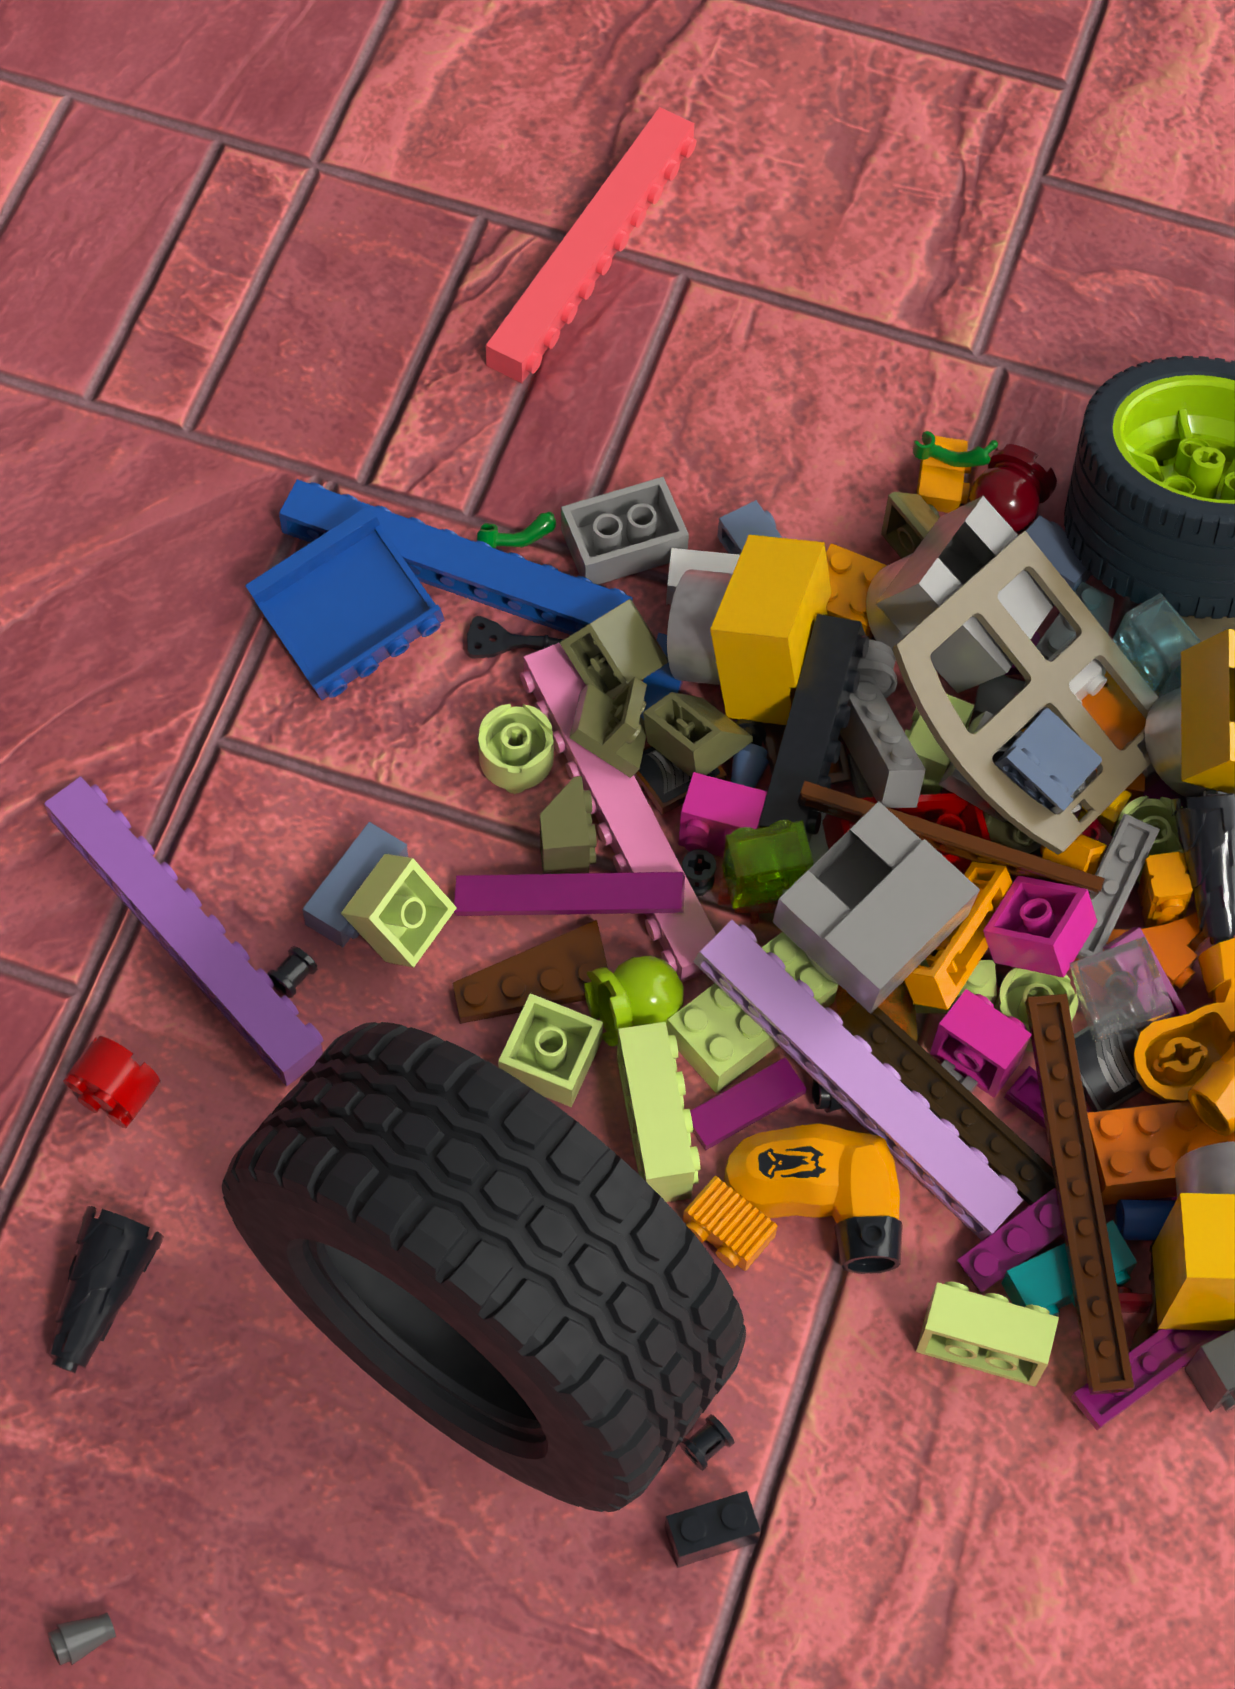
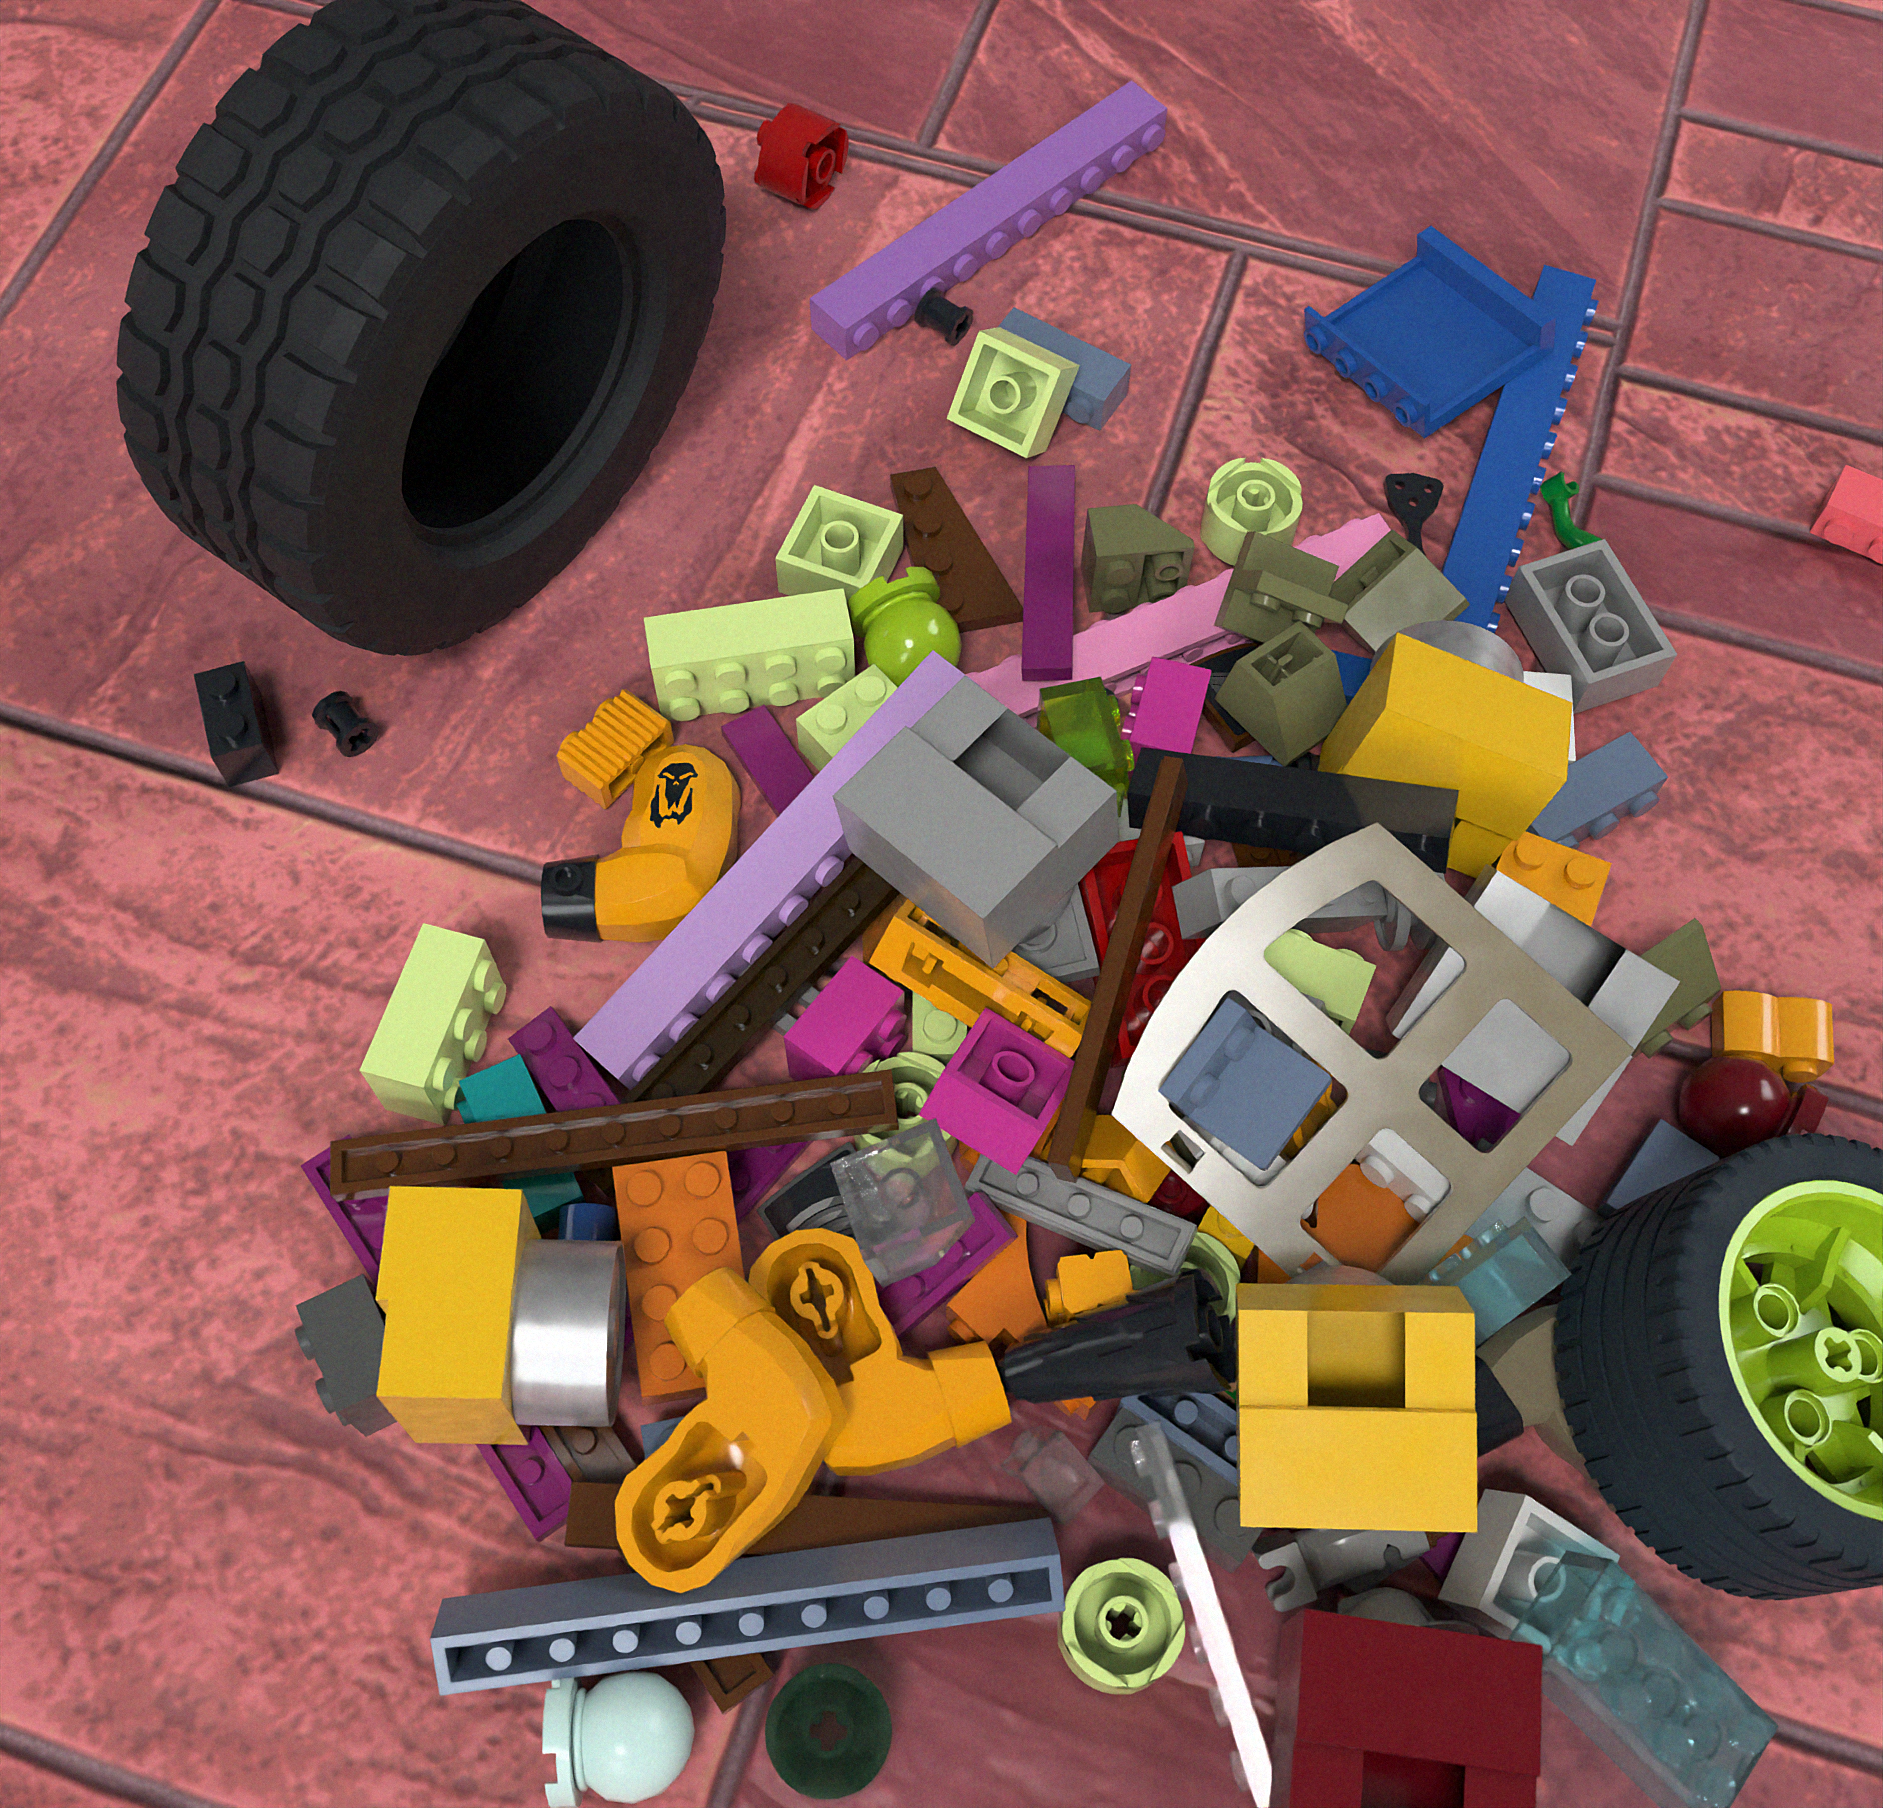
camera: 90 degrees right, 0 degrees up
(971, 458) = (1792, 1031): green piece -> none

